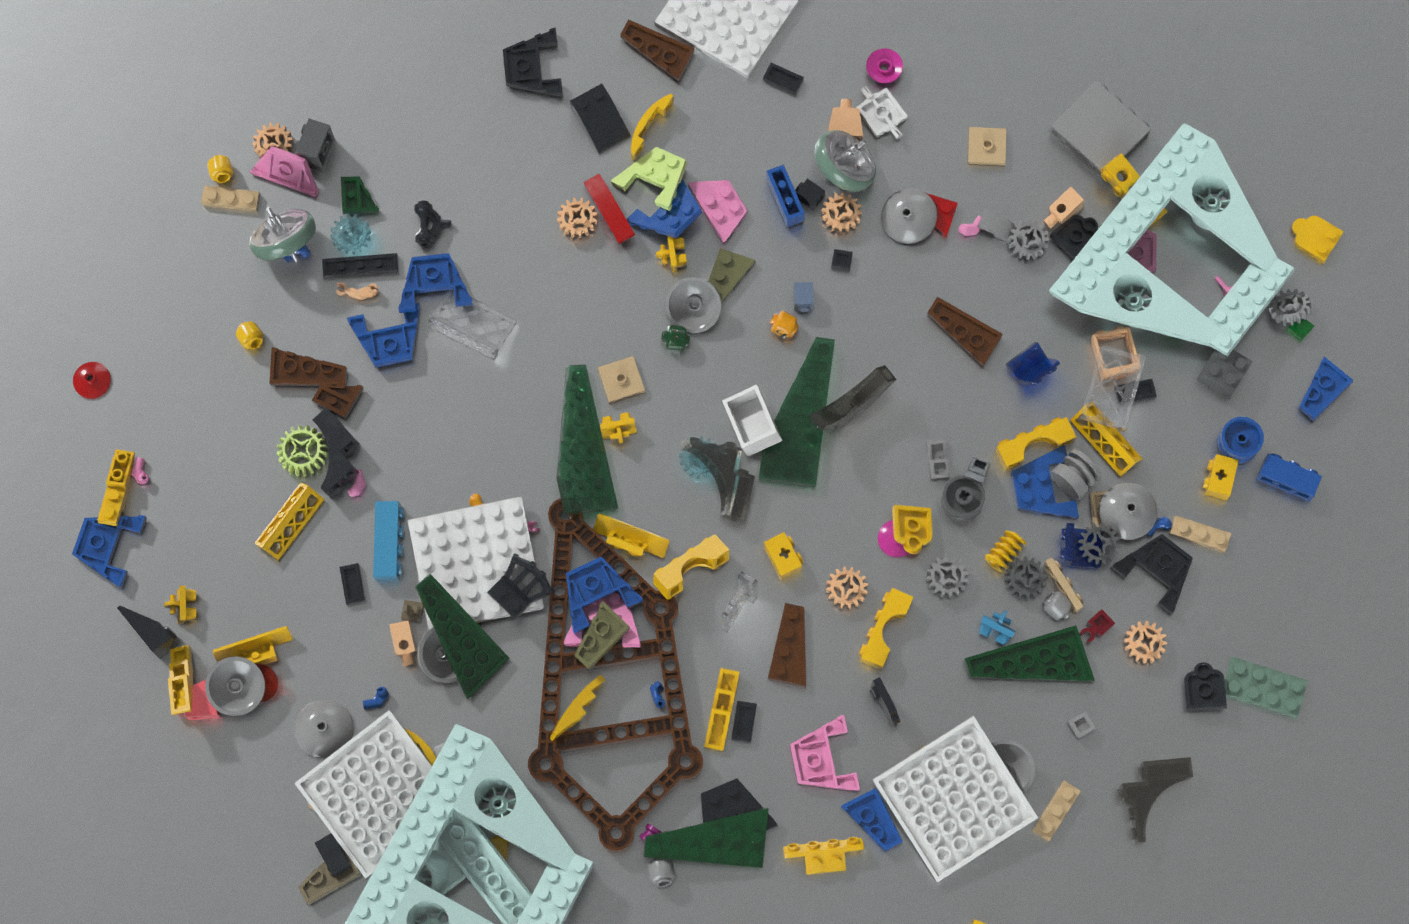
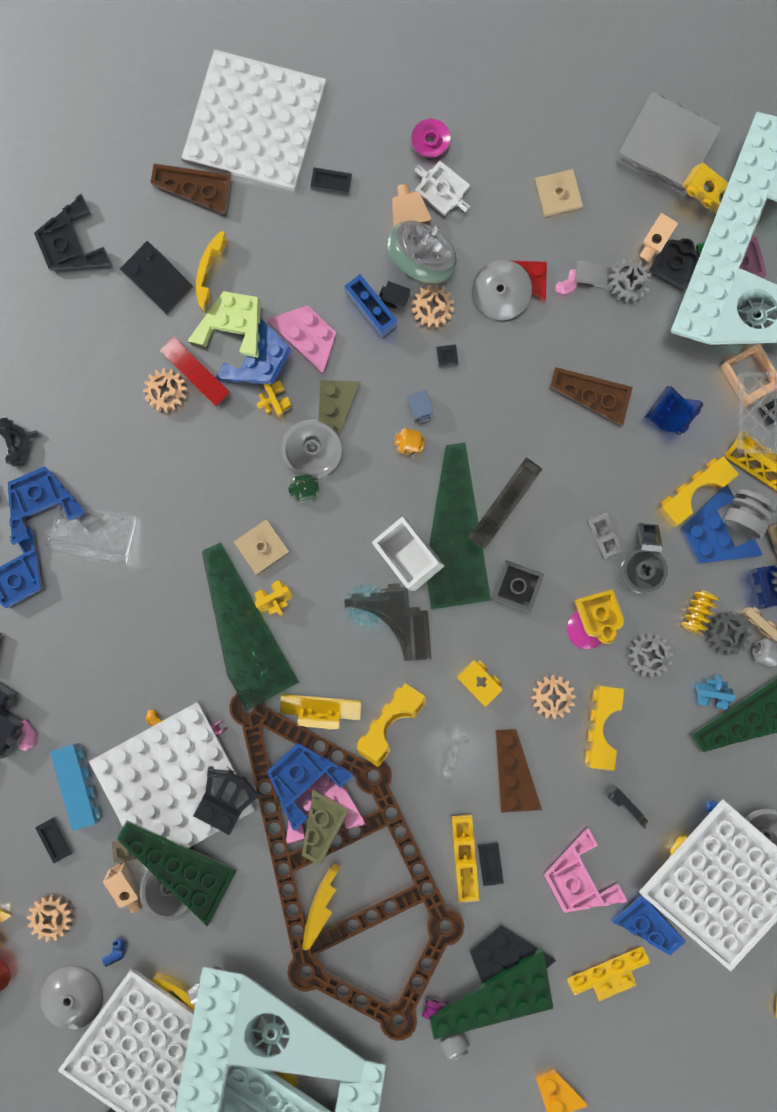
camera: 15 degrees left, 10 degrees up
(320, 653) = (44, 912): none -> light nougat gear
(656, 695) = (395, 863): blue arm -> none
(843, 479) = (517, 586): none -> dark grey brick

